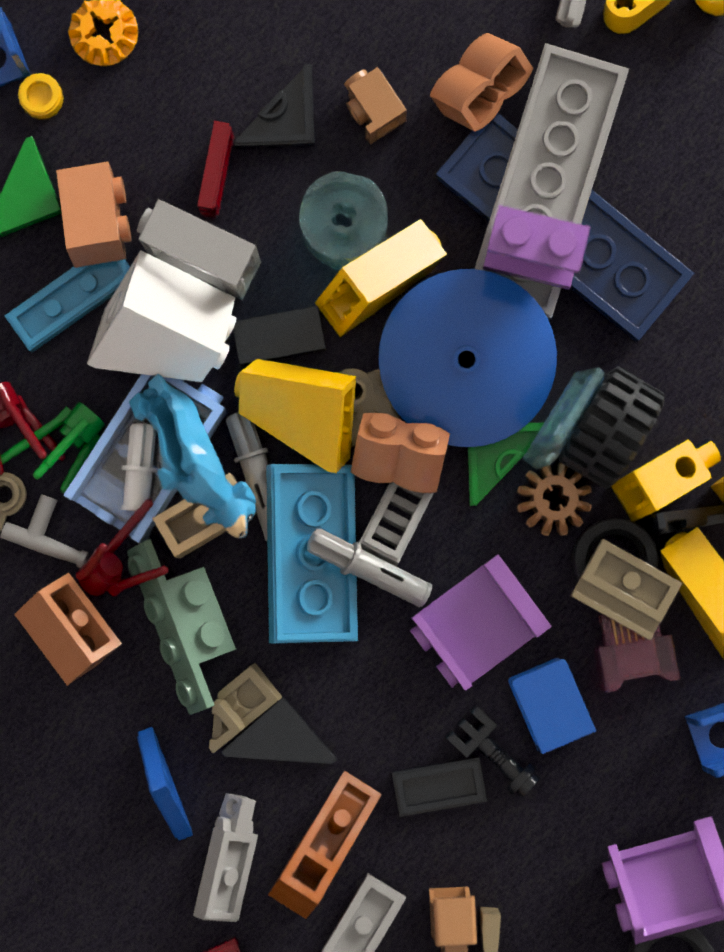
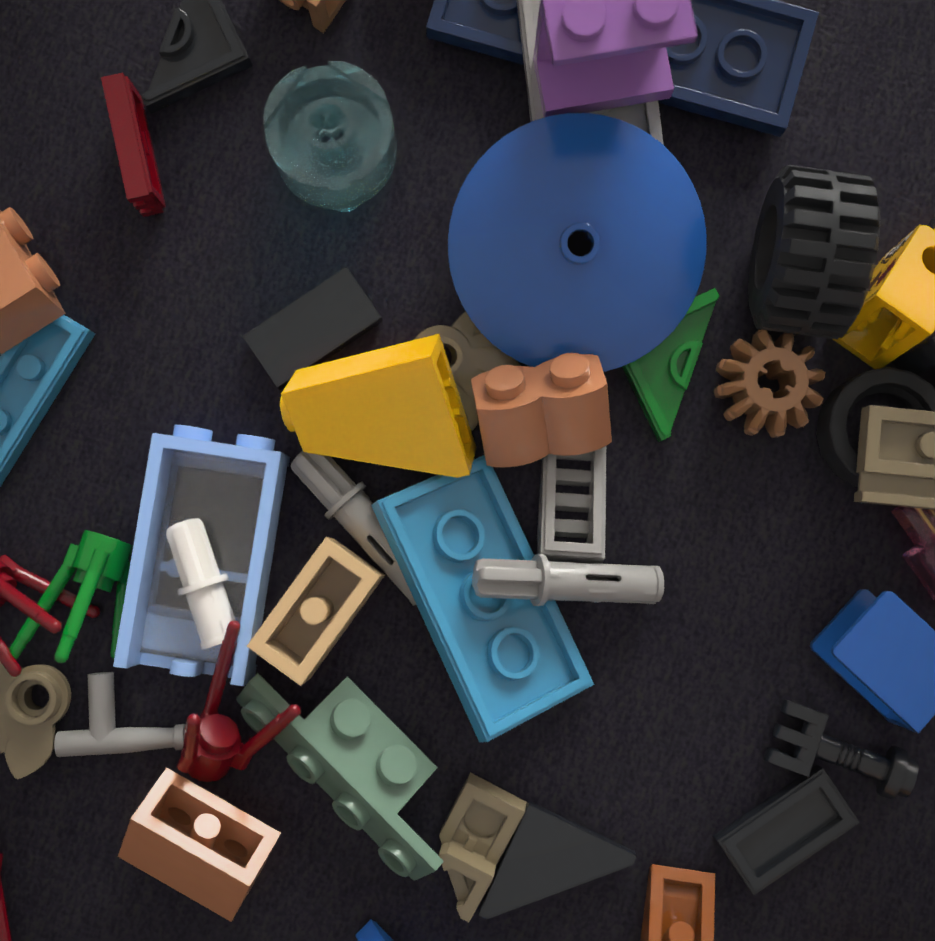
camera: 30 degrees left, 0 degrees up
(163, 324) = (150, 375): white slope -> none
(190, 457) = (265, 544): dark azure animal -> none
(199, 248) = (152, 253): light grey window -> none
(380, 276) = (411, 191): slope -> none
(478, 623) = (743, 588): medium lavender panel -> none
(564, 417) = (743, 267): clear light blue slope -> none

